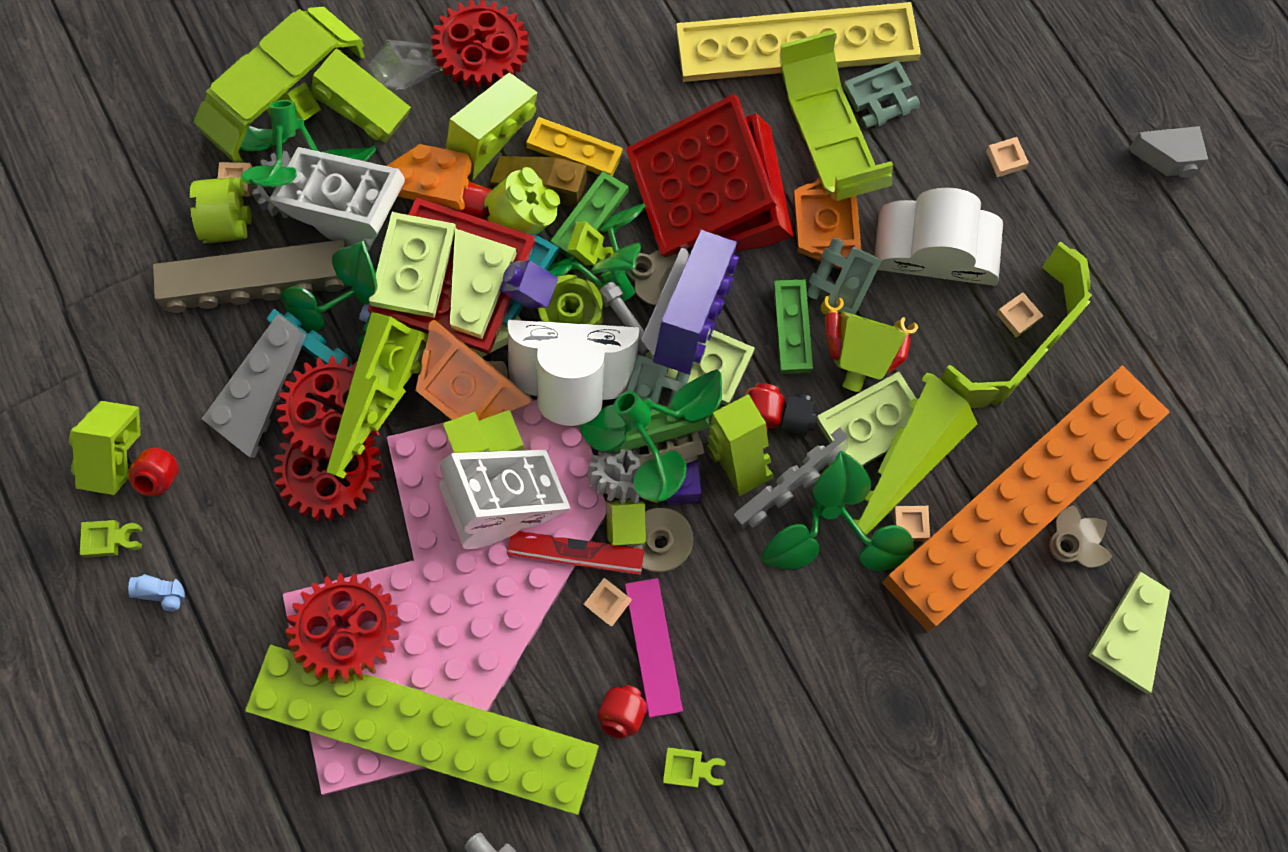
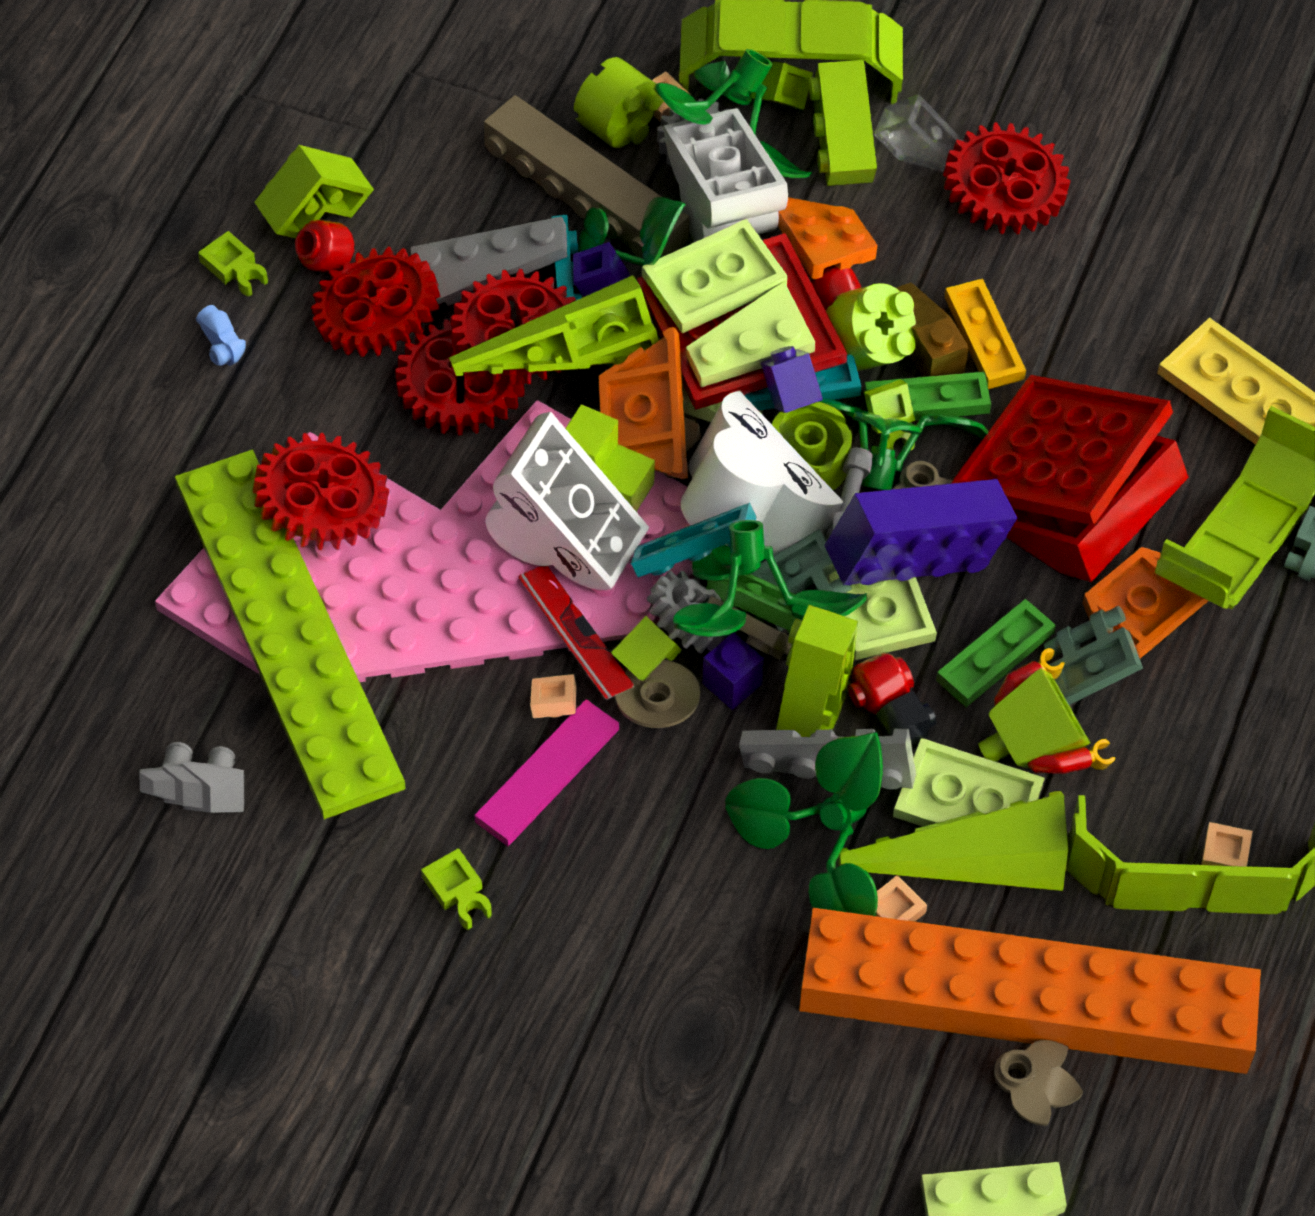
camera: 50 degrees right, 15 degrees down
(248, 484) = (376, 301): none -> red gear
(337, 326) = (597, 269): none -> dark purple brick
(491, 121) = (932, 243): wedge -> none
(587, 435) = (690, 542): none -> teal plate
(622, 712) = (457, 785): red head -> none
(940, 237) = (1233, 716): white brick -> none

